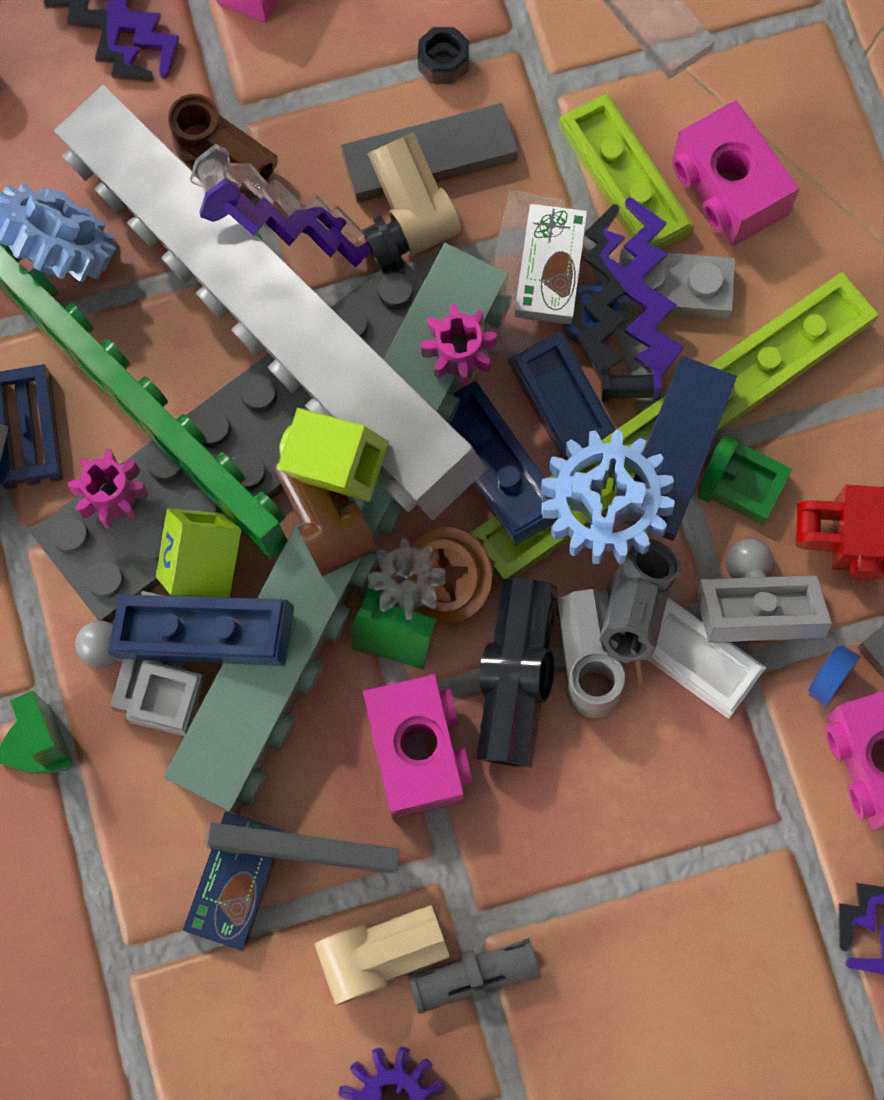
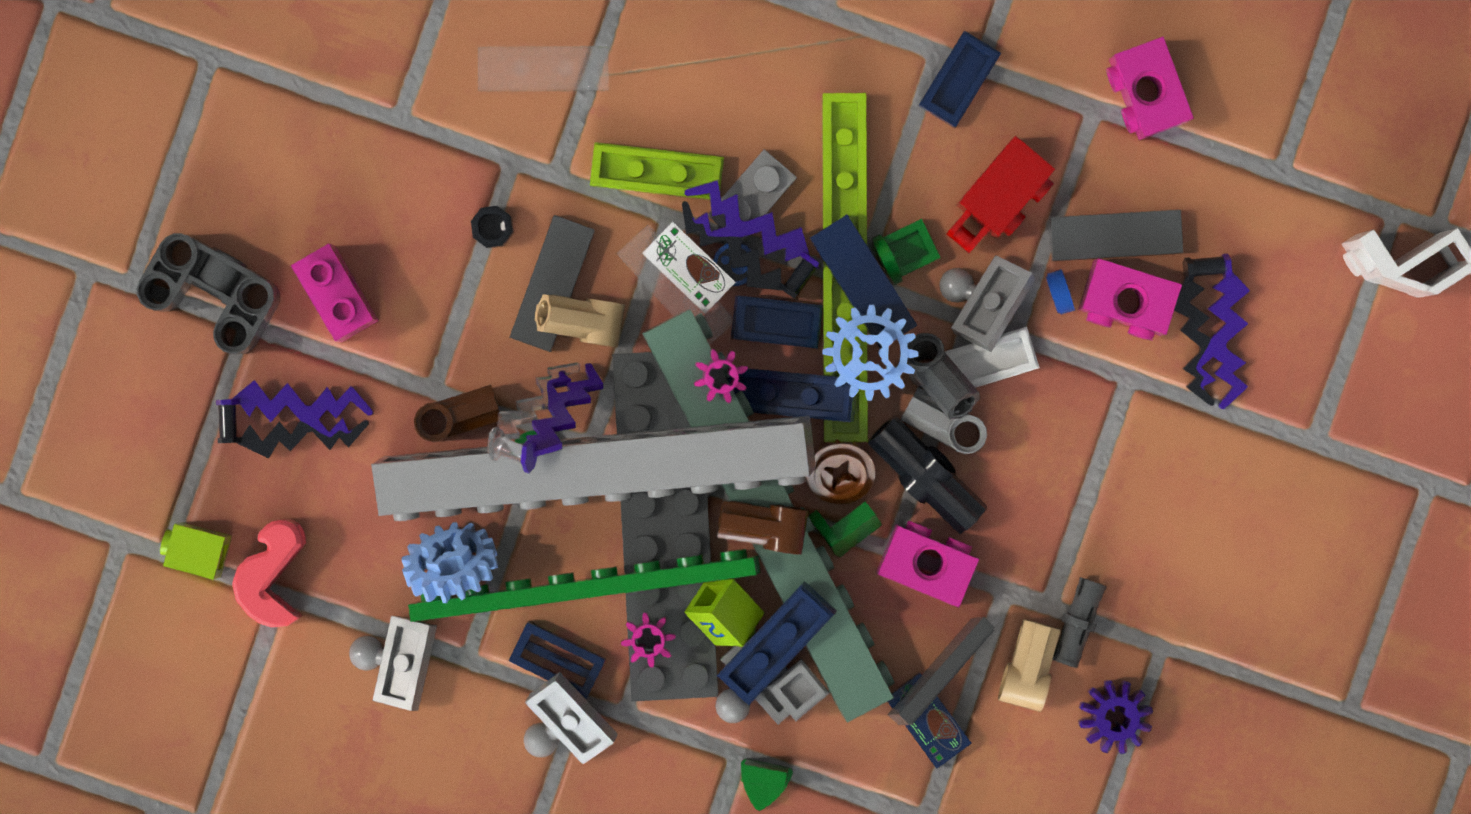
camera: 60 degrees left, 15 degrees up
(332, 454) = (748, 505): lime brick -> none
(386, 243) = (602, 360): black plate -> none
(406, 562) = (820, 496): clear gear -> none
(733, 143) = (687, 93): dark pink brick -> none

